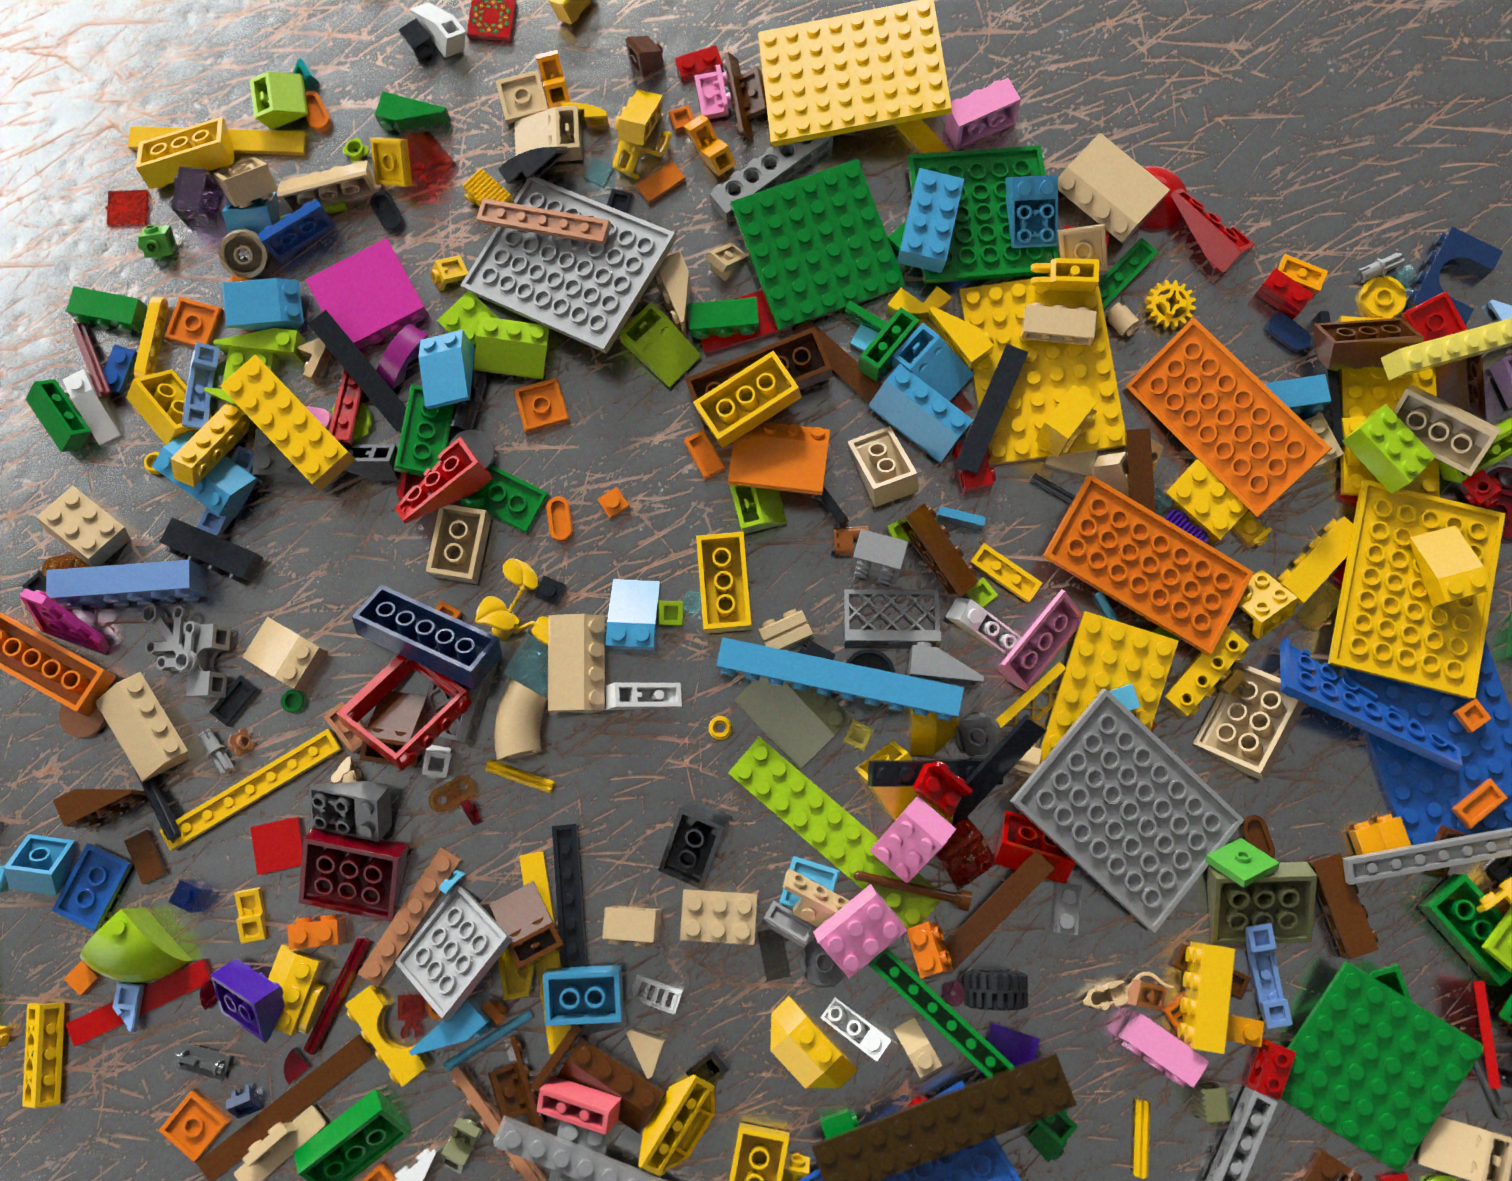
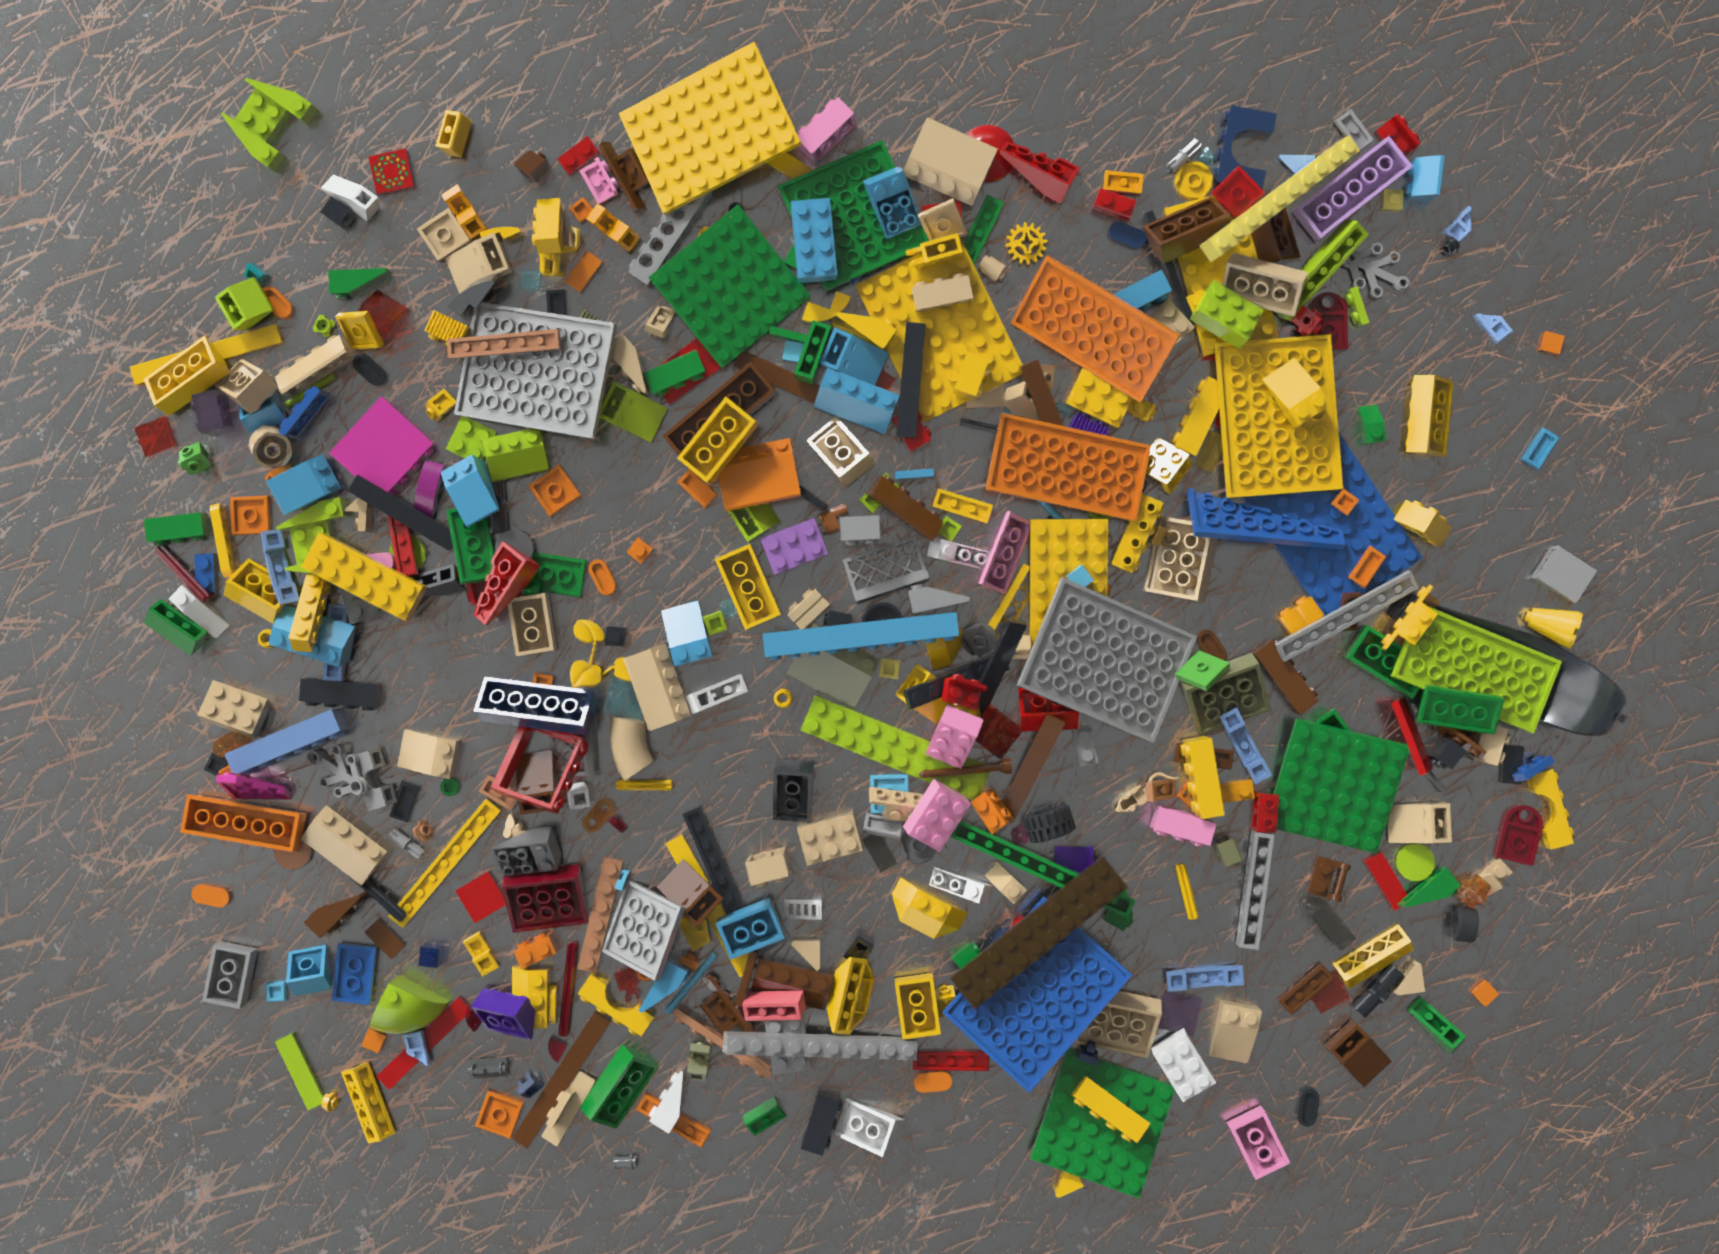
camera: 30 degrees left, 10 degrees up
(794, 554) = (794, 546): none -> medium lavender brick

